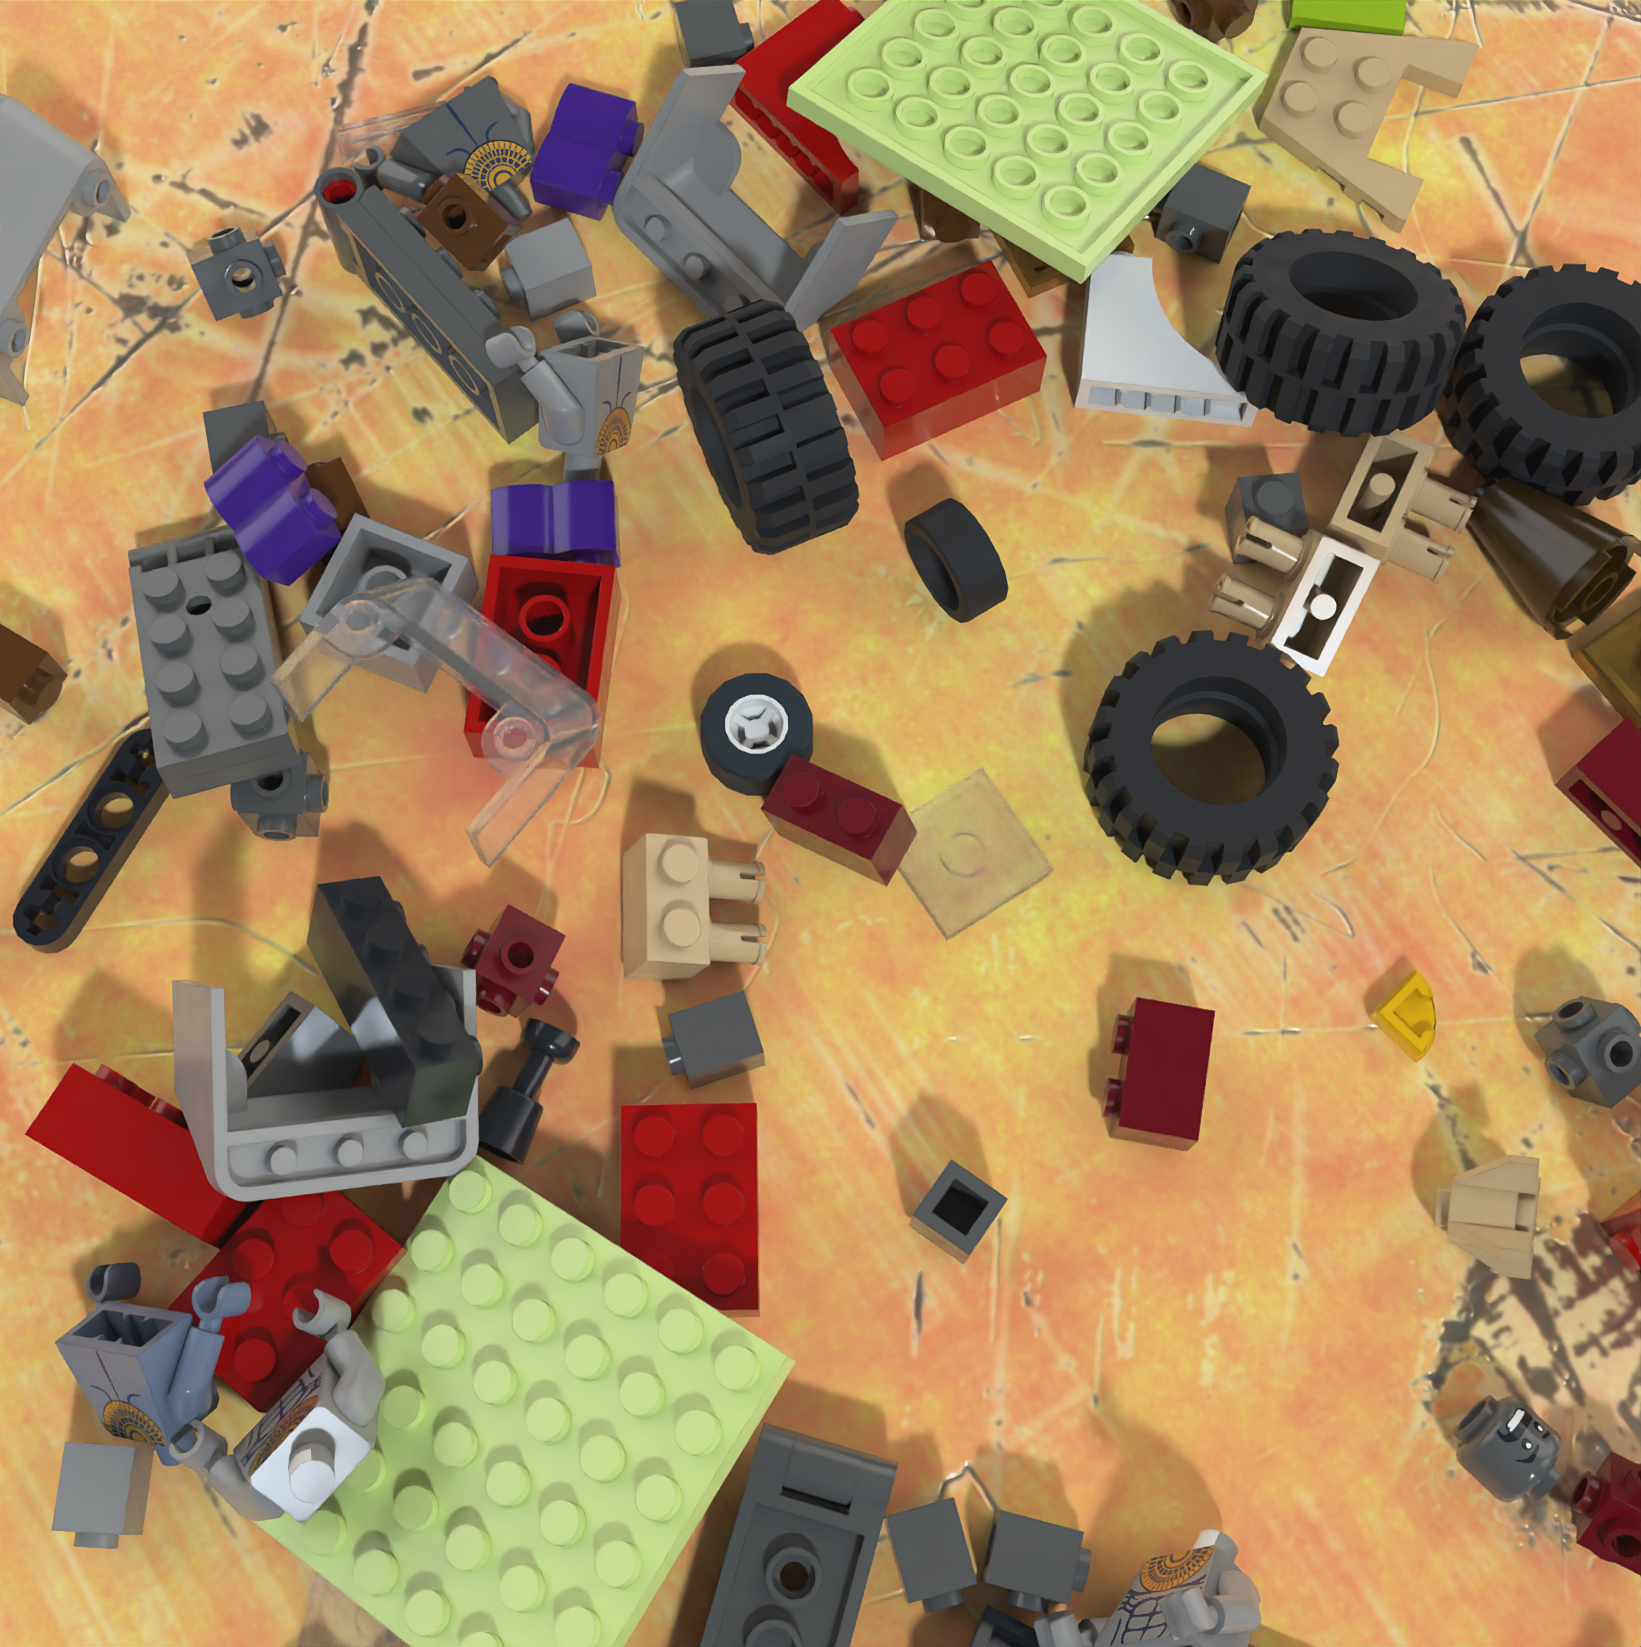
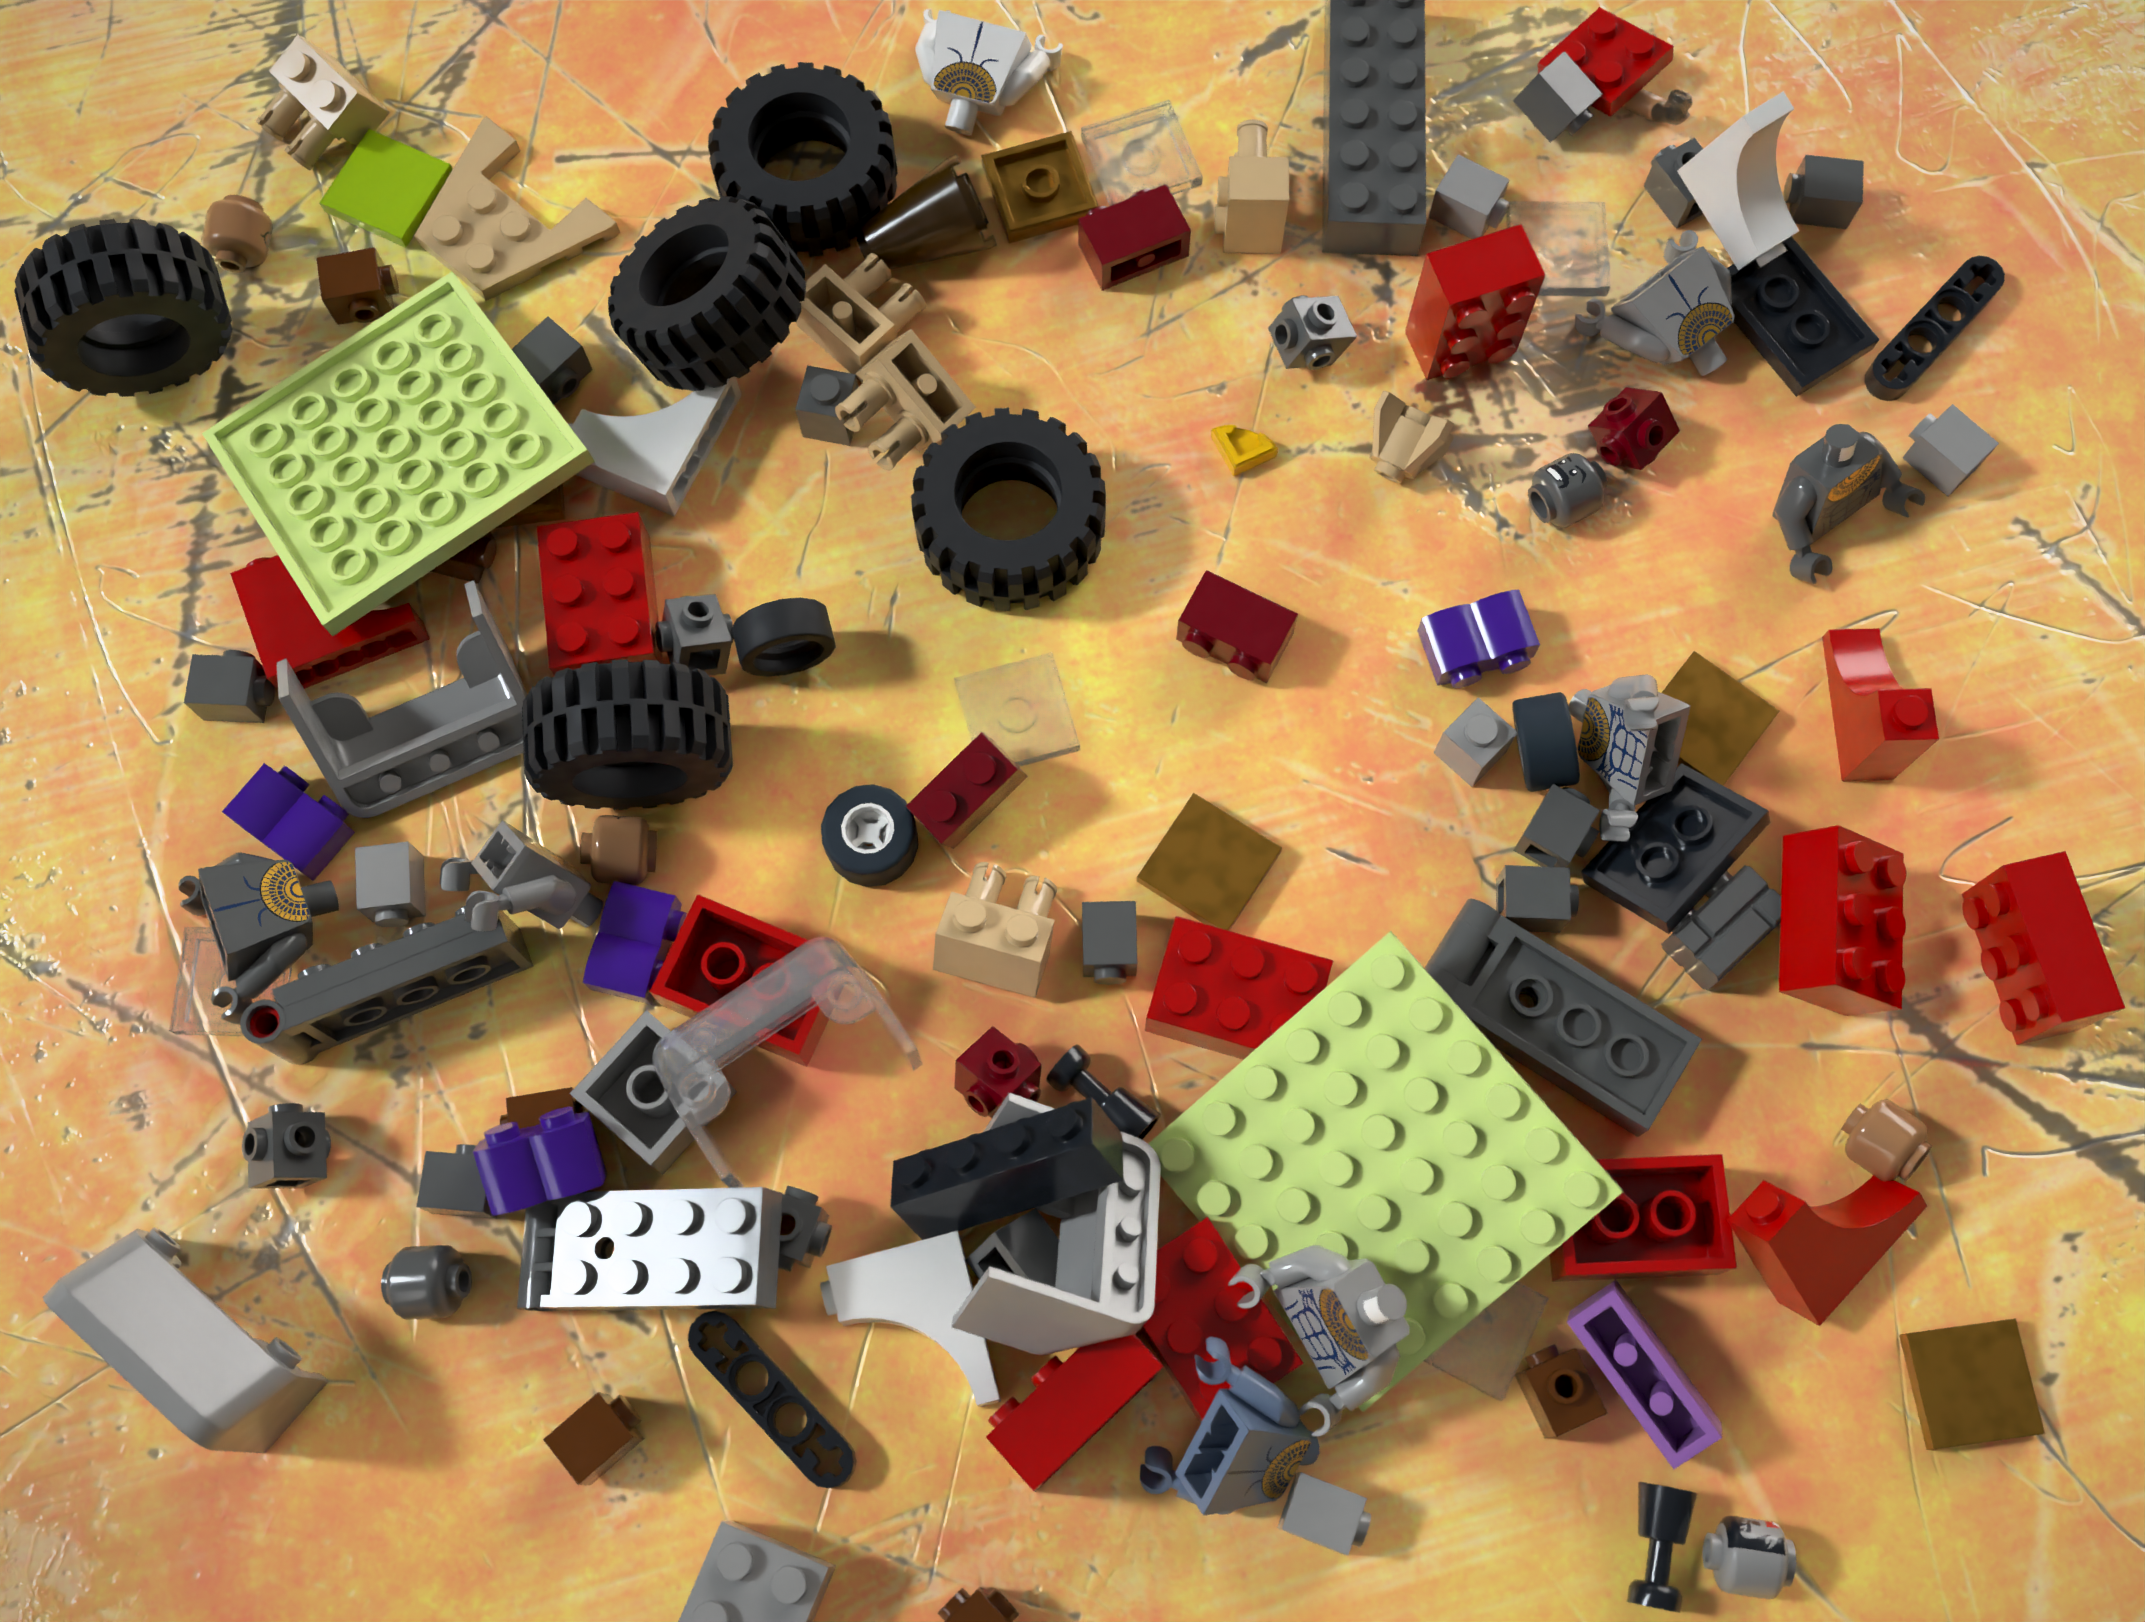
camera: 70 degrees left, 0 degrees up
(133, 451) = (426, 1282): none -> dark grey head
(244, 947) = (916, 1289): none -> white arch
(467, 220) = (333, 925): reddish brown brick -> none
(656, 479) = (619, 849): none -> medium nougat head
(850, 1133) = (1209, 864): none -> pearl gold tile
(927, 468) = (695, 633): none -> dark grey brick
(957, 1211) = (1298, 799): dark grey brick -> none
(1112, 1417) = (1475, 742): none -> light grey brick
(1141, 1508) = (1546, 741): none -> black wheel
(1257, 1386) = (1479, 639): none -> dark purple brick

